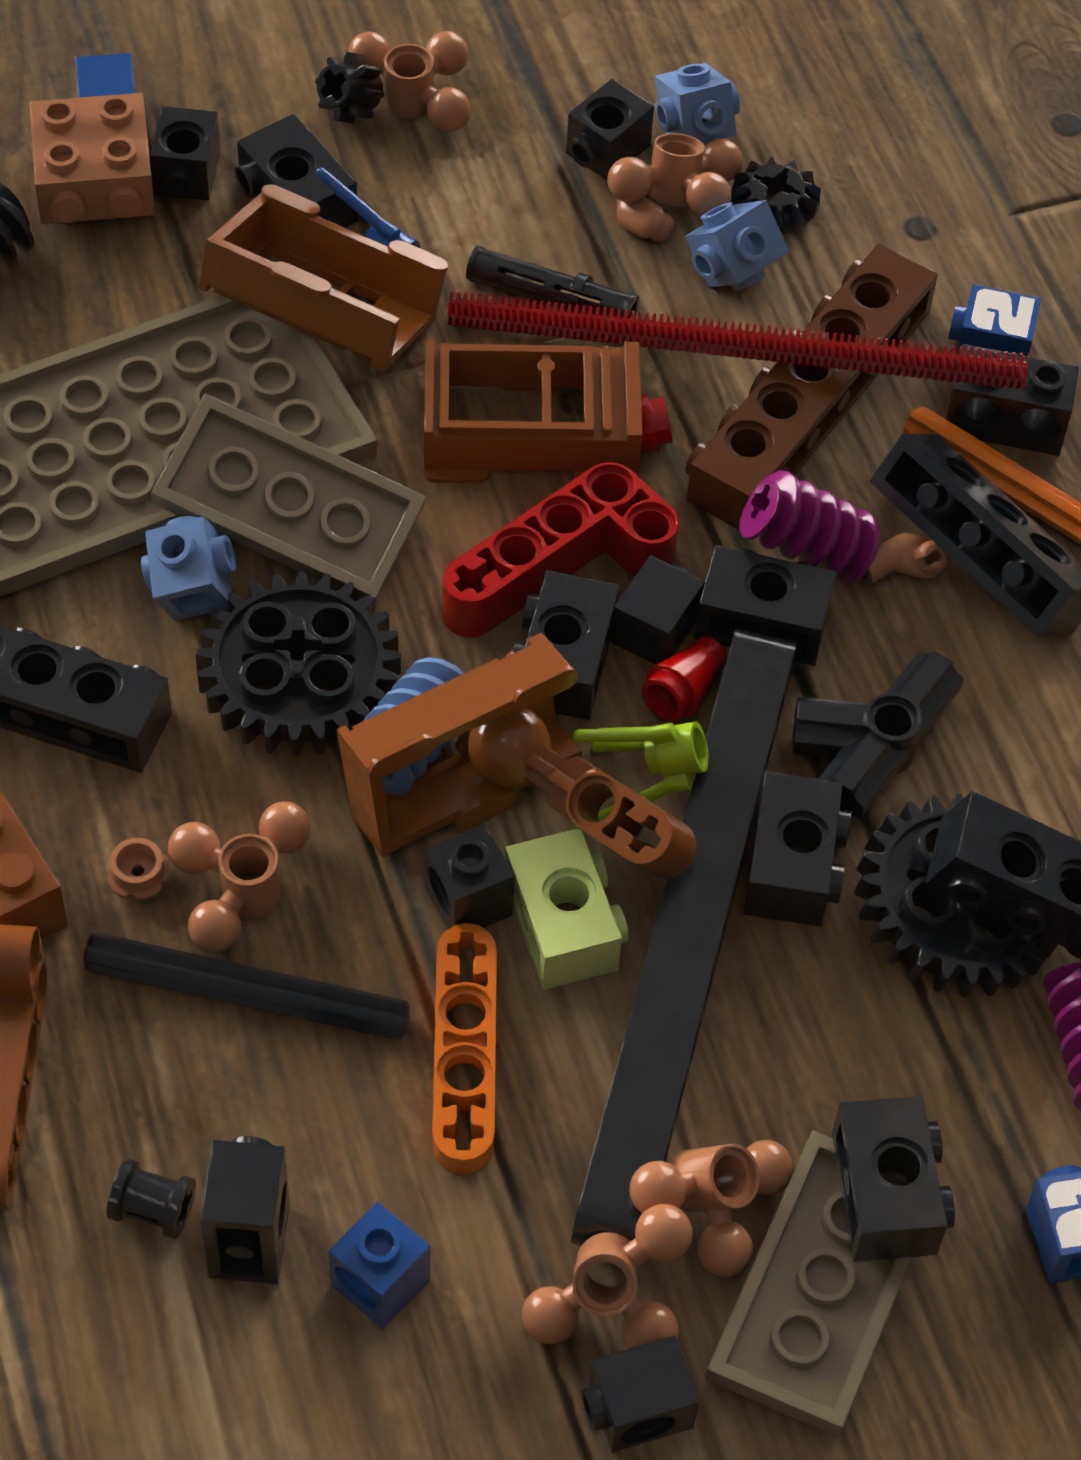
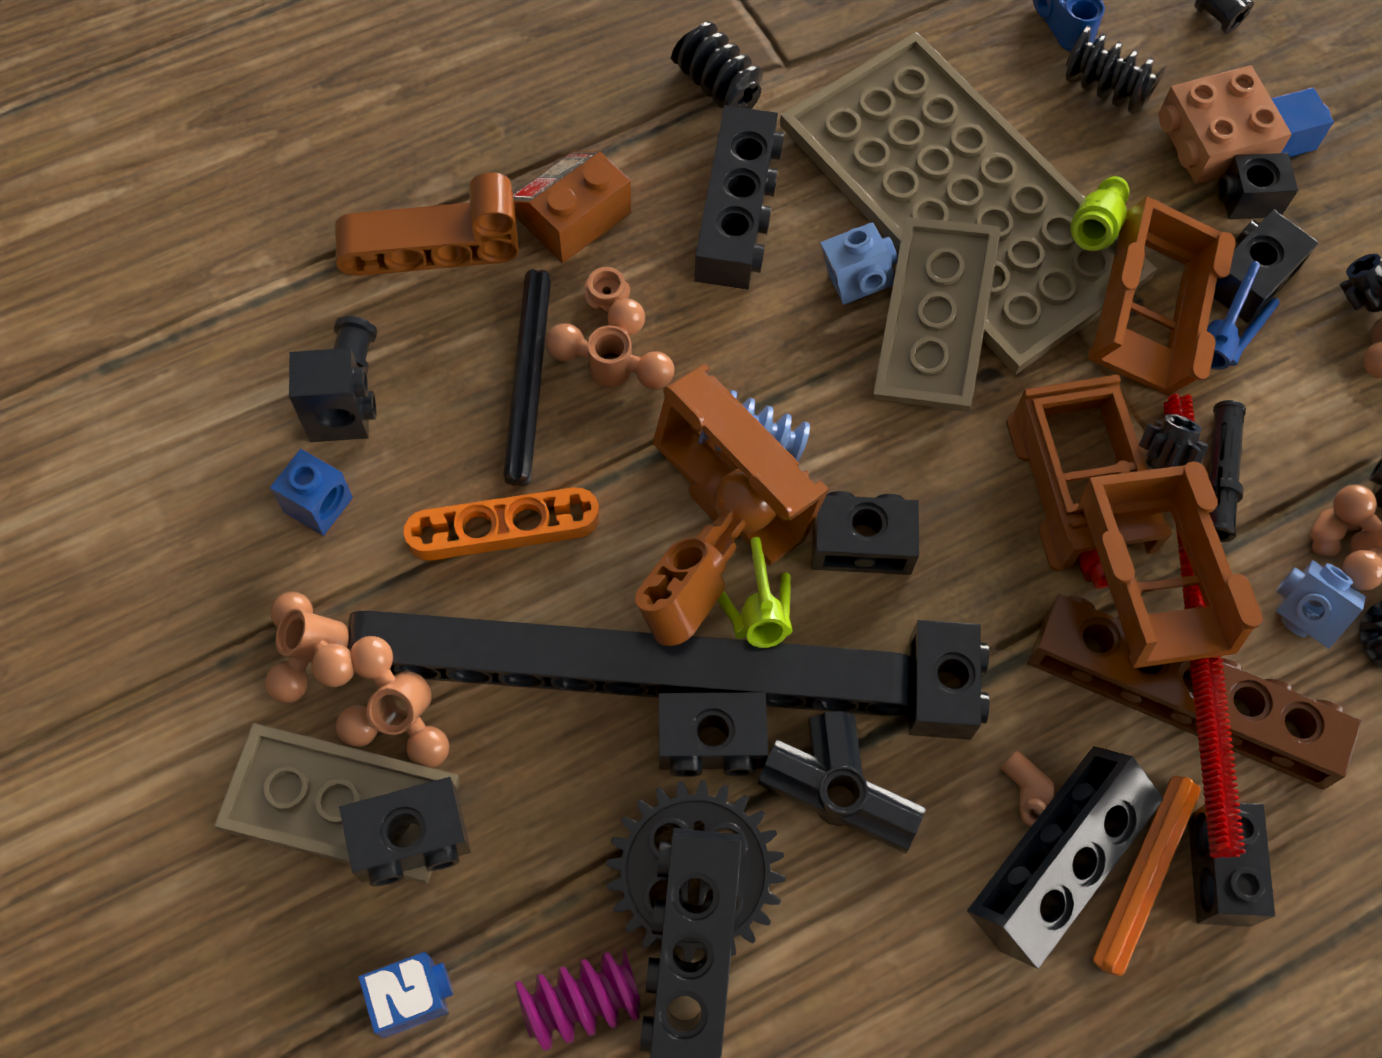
camera: 80 degrees right, 10 degrees up
(200, 299) = (1101, 215): none -> lime piece
(296, 661) = (843, 347): black gear -> none
(469, 879) = (630, 497): black brick -> none
(535, 308) = (1173, 442): none -> black gear
(561, 942) = (593, 563): yellowish green brick -> none
(591, 515) = (945, 509): red beam -> none
(640, 1394) = (231, 681): black brick -> none
(657, 610) = (916, 594): black brick -> none
(680, 682) = (857, 627): red cone -> none
(758, 298) = (1228, 597): none -> dark orange piece
(811, 526) = (1027, 699): magenta piece -> none
(996, 320) = (1310, 844): brick -> none

